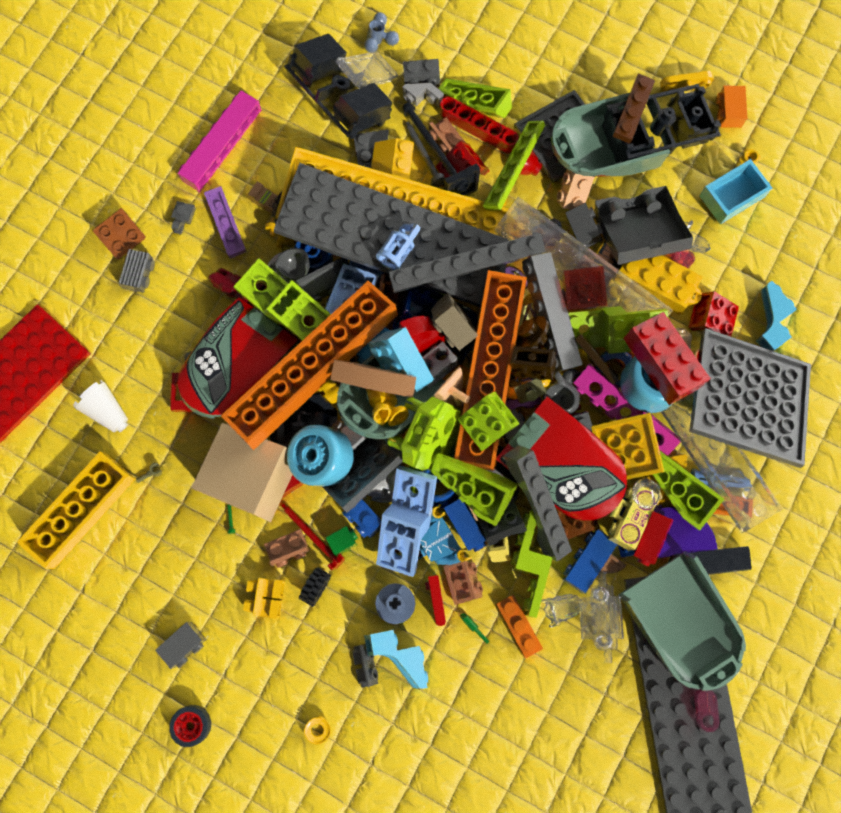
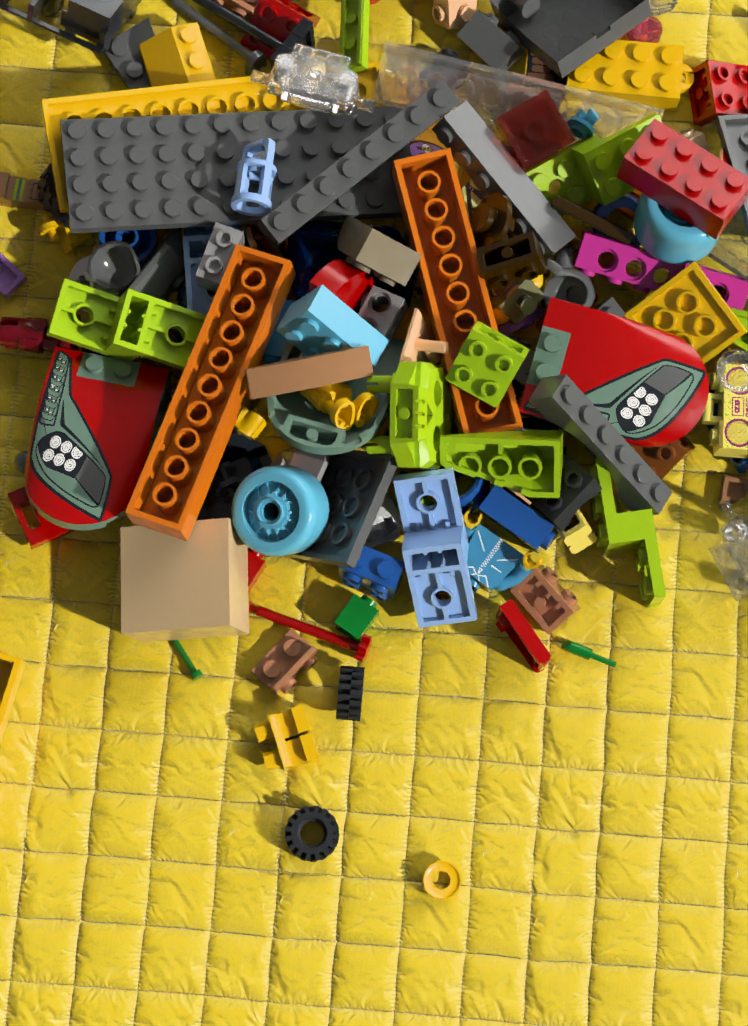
camera: 30 degrees left, 0 degrees up
(150, 473) = (43, 646): olive hand -> none
(179, 726) = (283, 952): wheel -> none
(181, 645) = (204, 853): dark grey brick -> none
(243, 672) = (304, 816): none -> black tyre
(355, 281) = (217, 256): none -> light grey brick
(368, 674) = (473, 774): dark grey hinge -> none
(395, 603) = (468, 668): sand blue piece -> none
(407, 660) = (519, 734): medium azure arch -> none
(464, 203) = (315, 81): none -> clear piece
(519, 626) = (646, 624): orange plate -> none
(561, 608) = (692, 575): clear piece -> none
(589, 561) = (700, 497): blue brick -> none
(617, 297) = (582, 123): none -> dark azure plate

